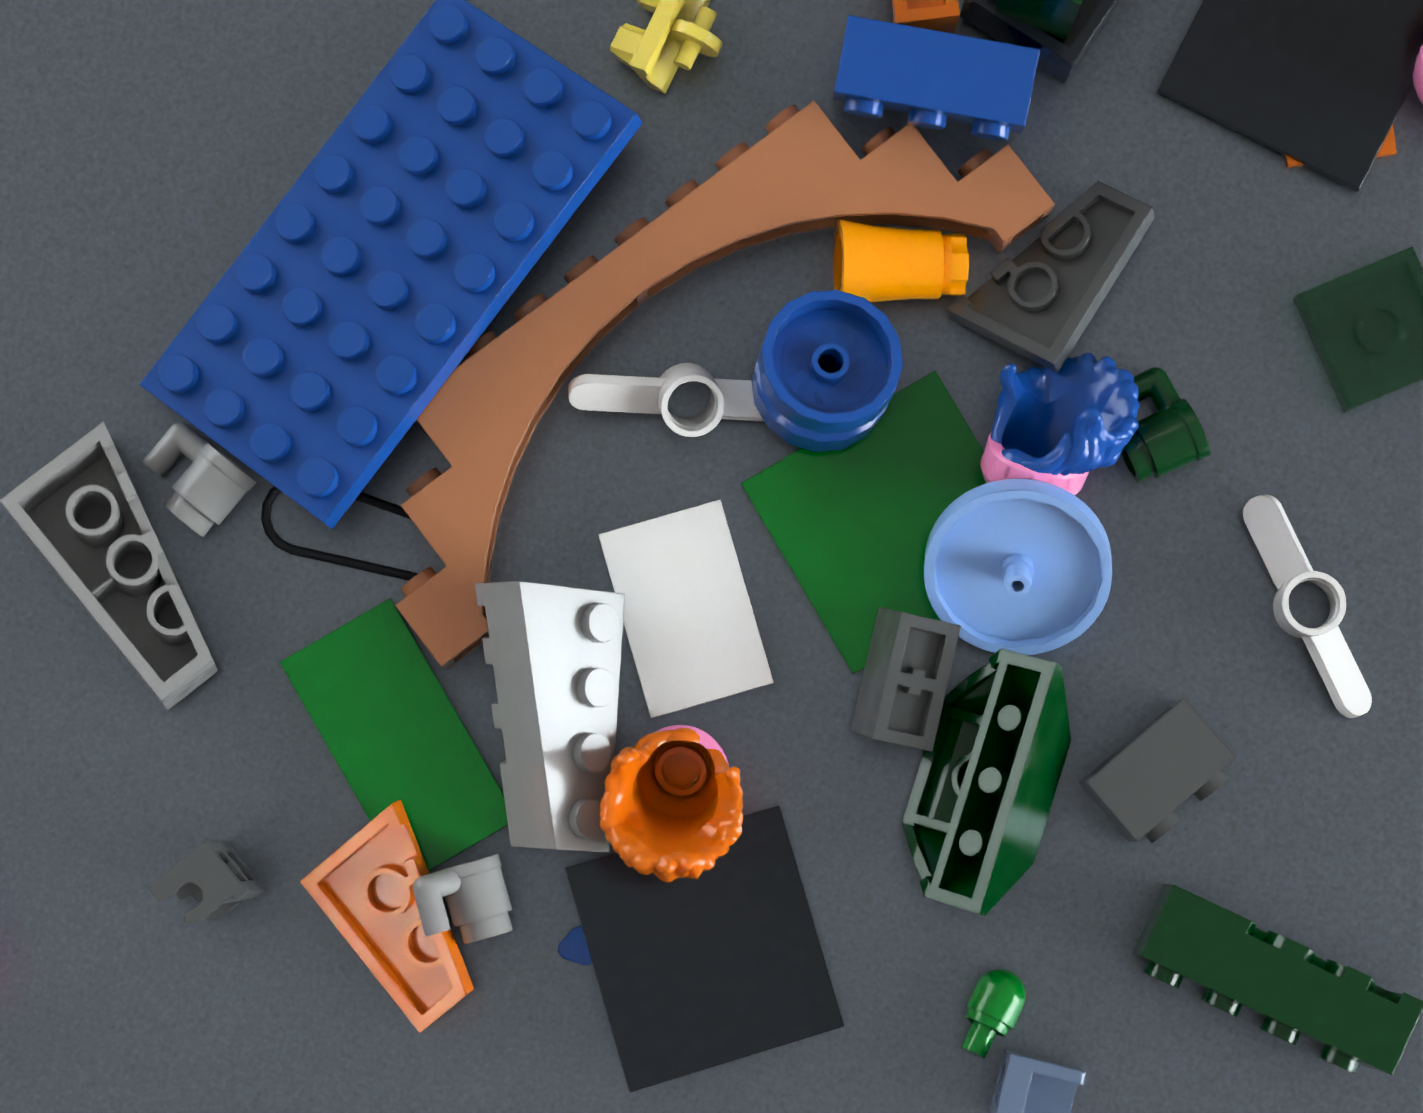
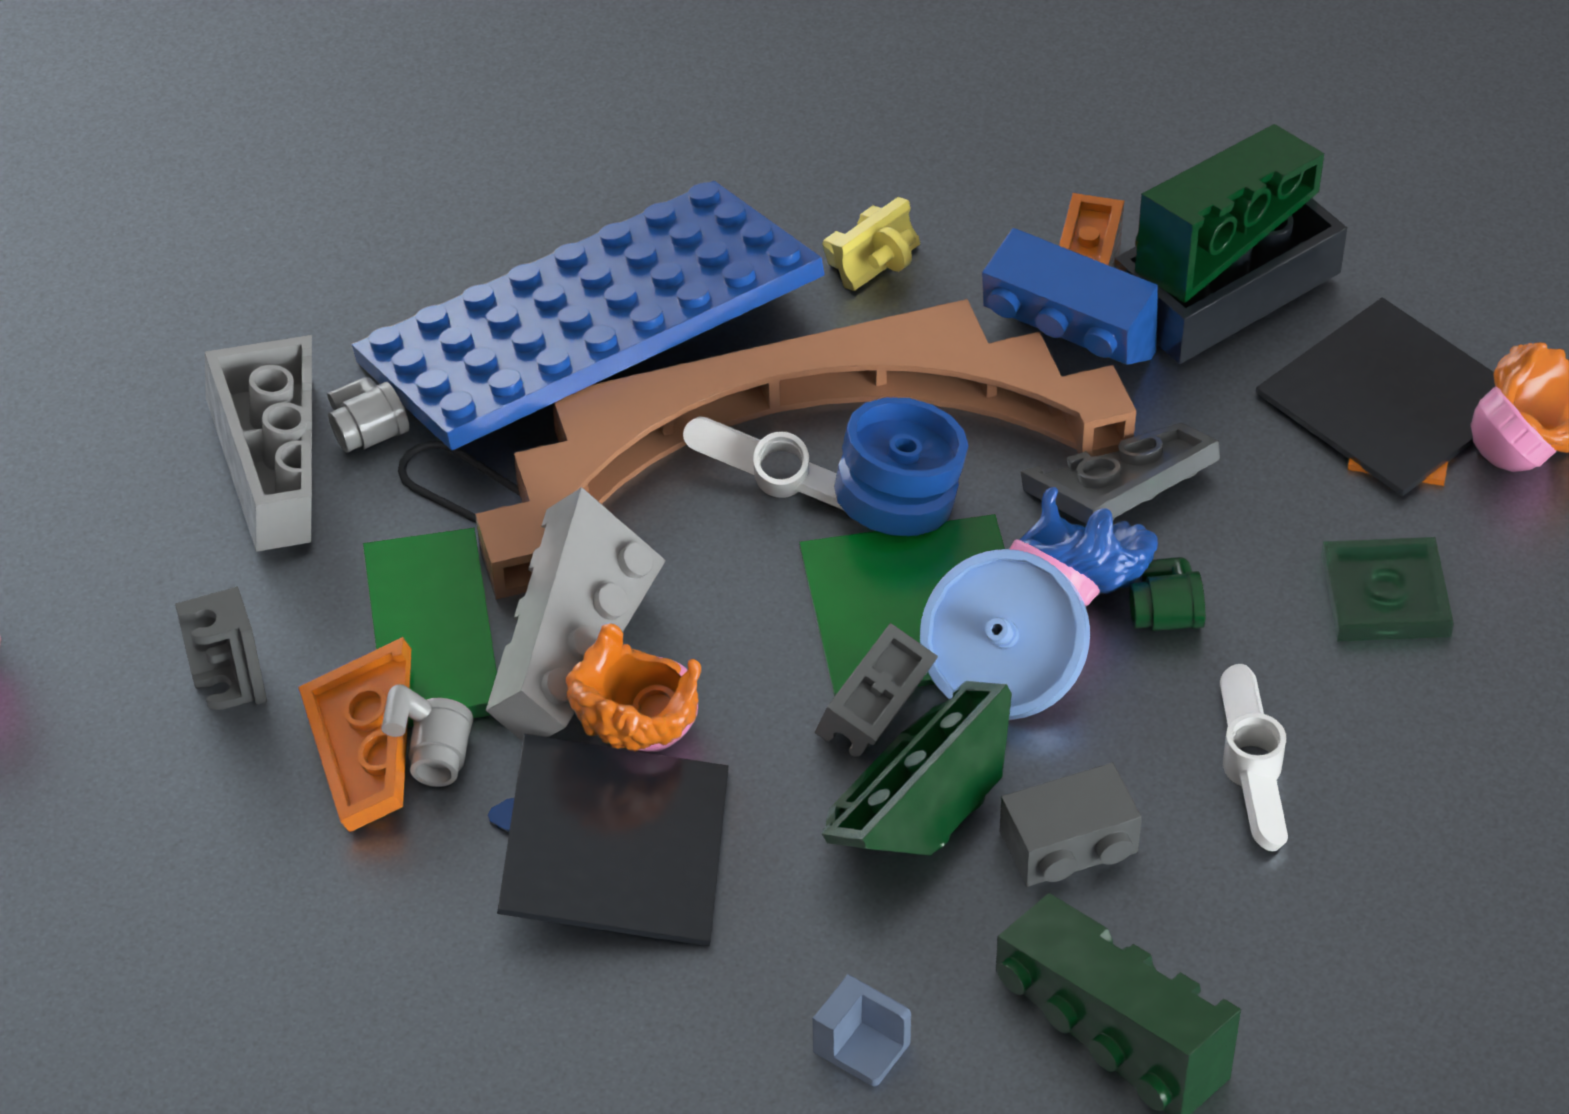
camera: 20 degrees right, 35 degrees down
(686, 609) = (715, 605): white tile -> none
(898, 262) = (997, 425): light orange plant -> none
(993, 1009) = (855, 954): green cylinder -> none

